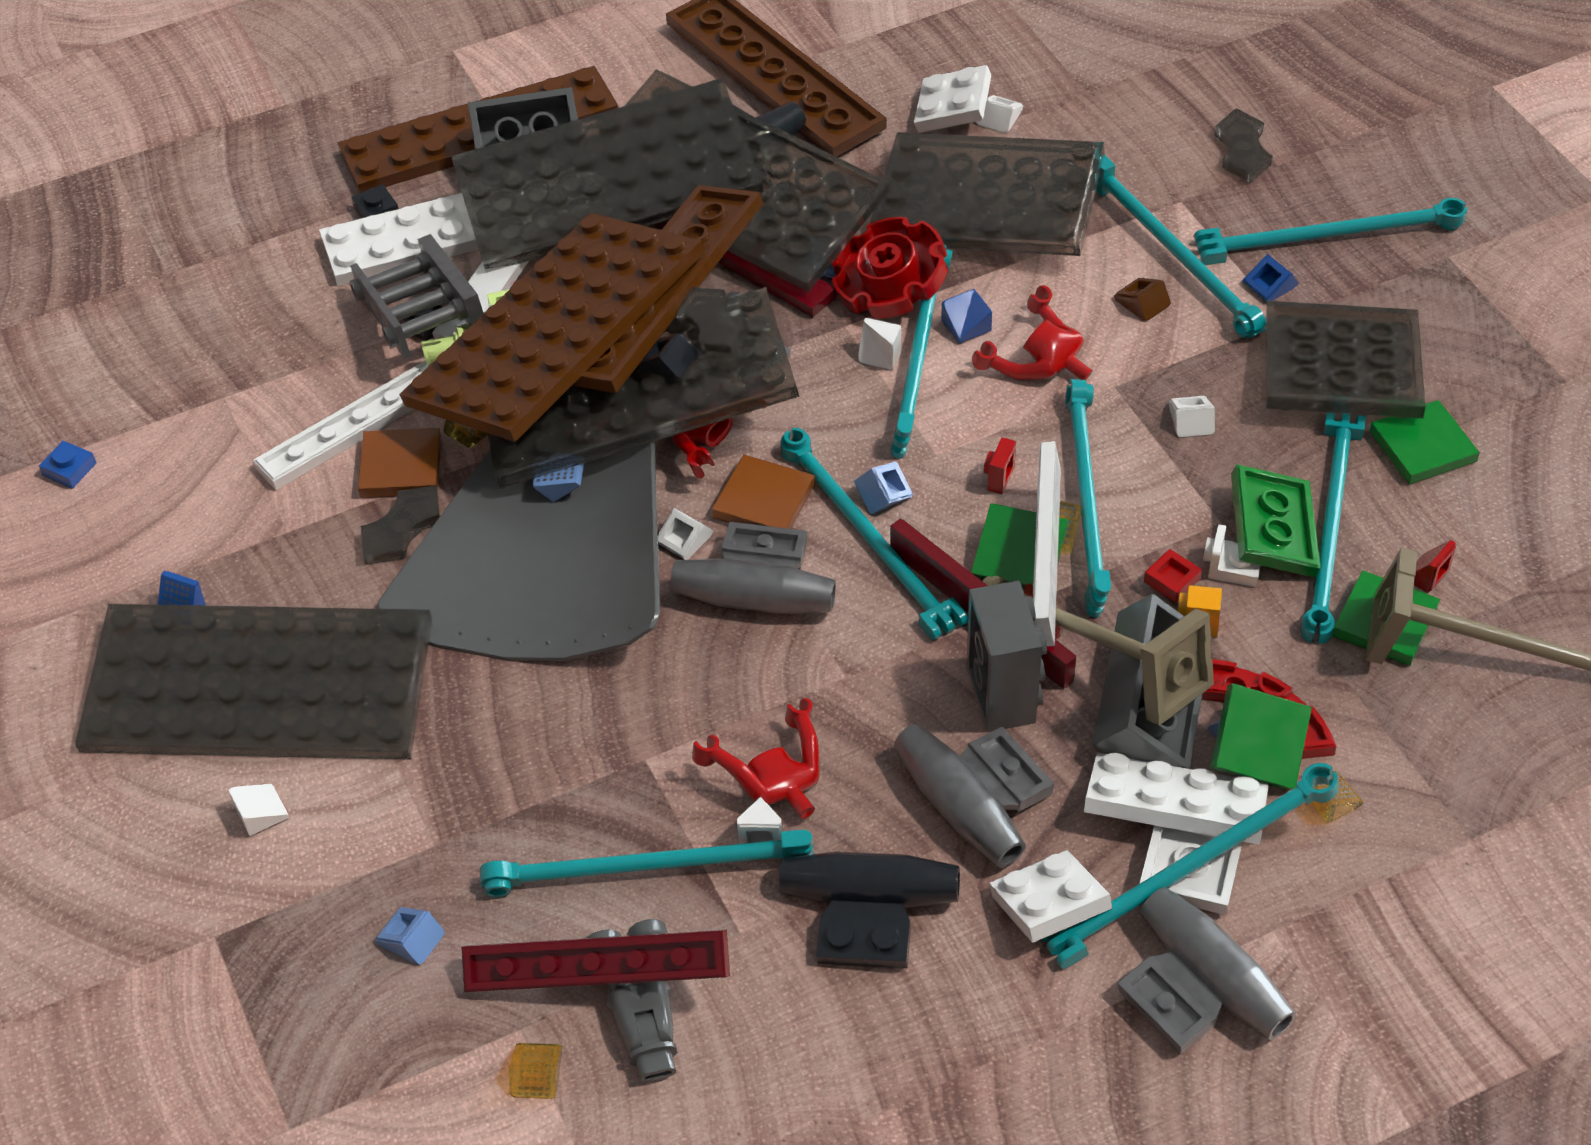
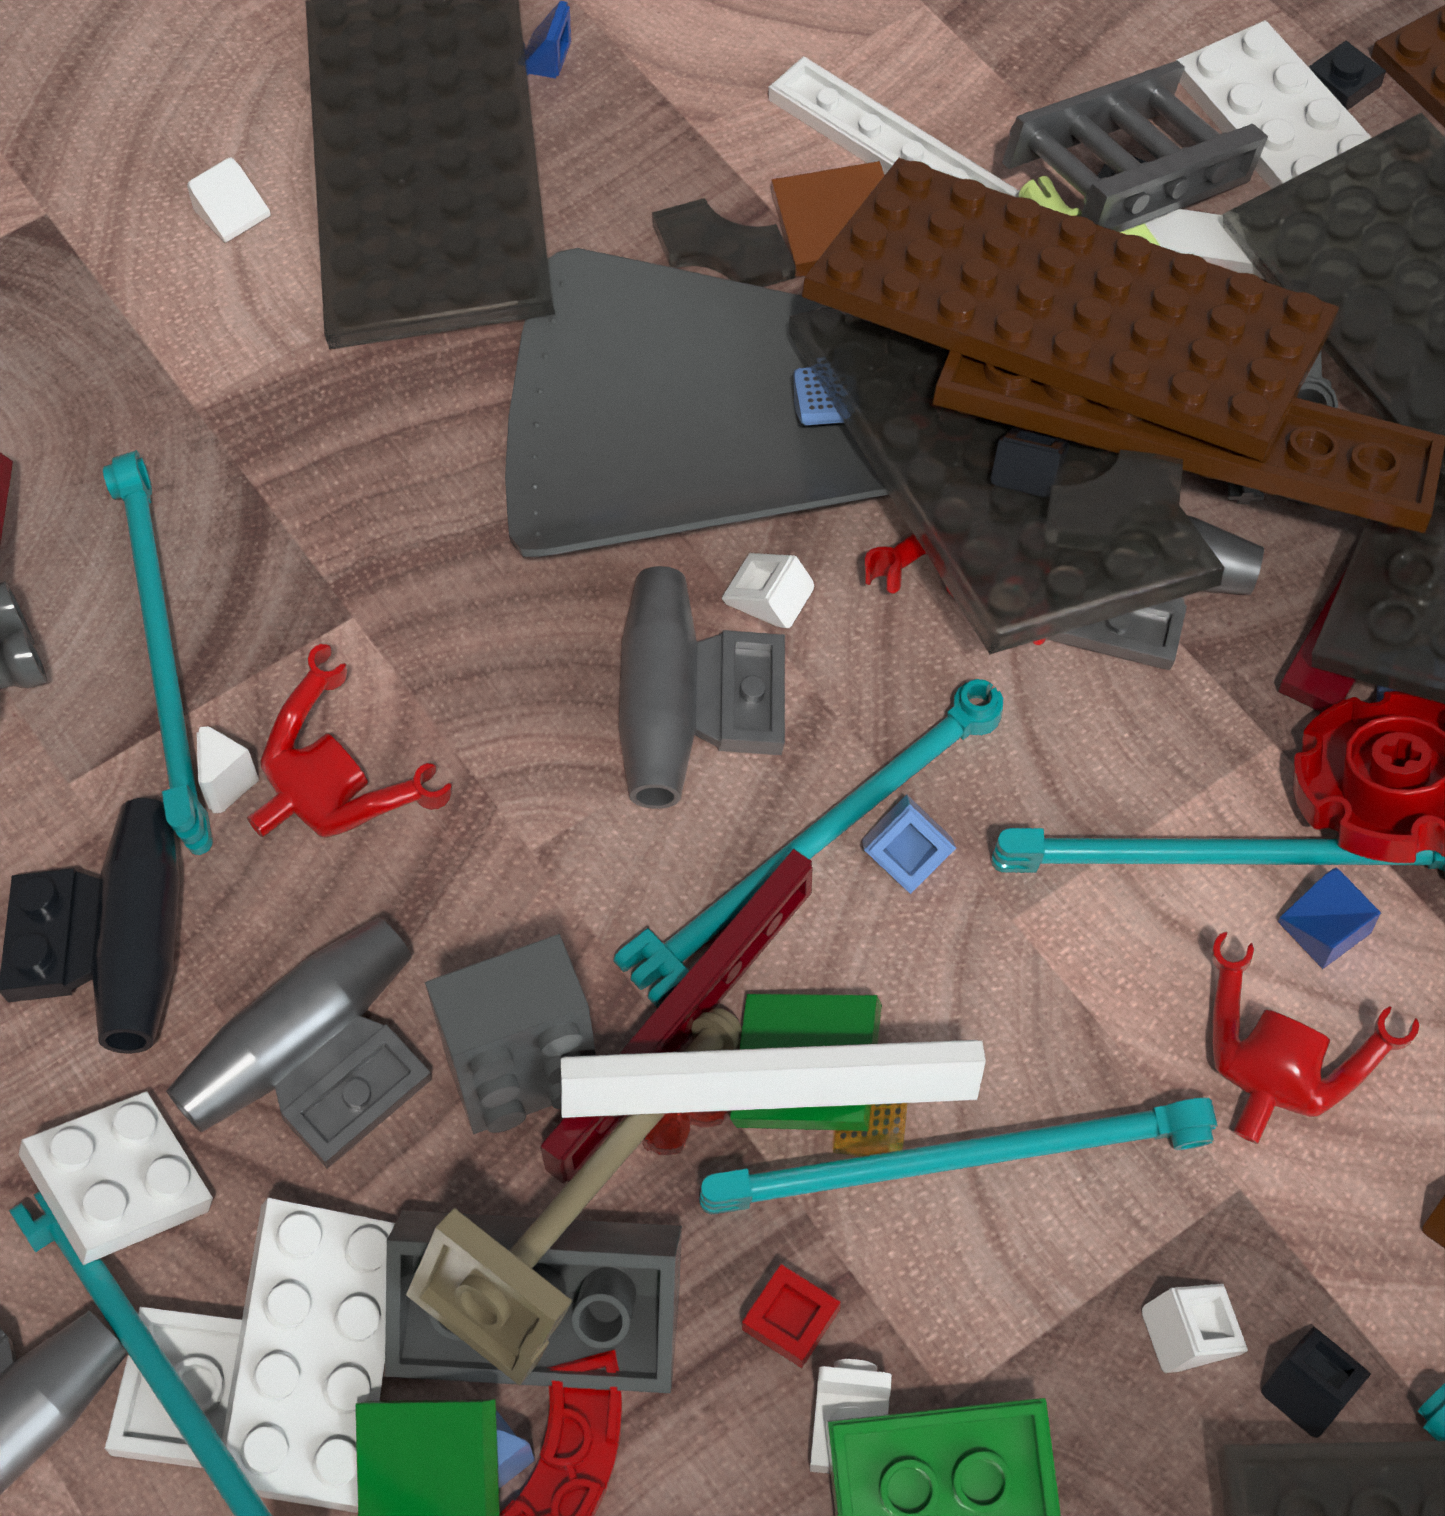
camera: 80 degrees right, 10 degrees up
(411, 934) = (45, 406): medium blue slope -> none
(763, 494) = (861, 680): dark orange tile -> none
(880, 344) = (1223, 793): white slope -> none
(1000, 465) = (984, 1010): red plate -> none
(1205, 599) = (718, 1368): light orange plate -> none
(1226, 373) = (1315, 1382): none -> black slope

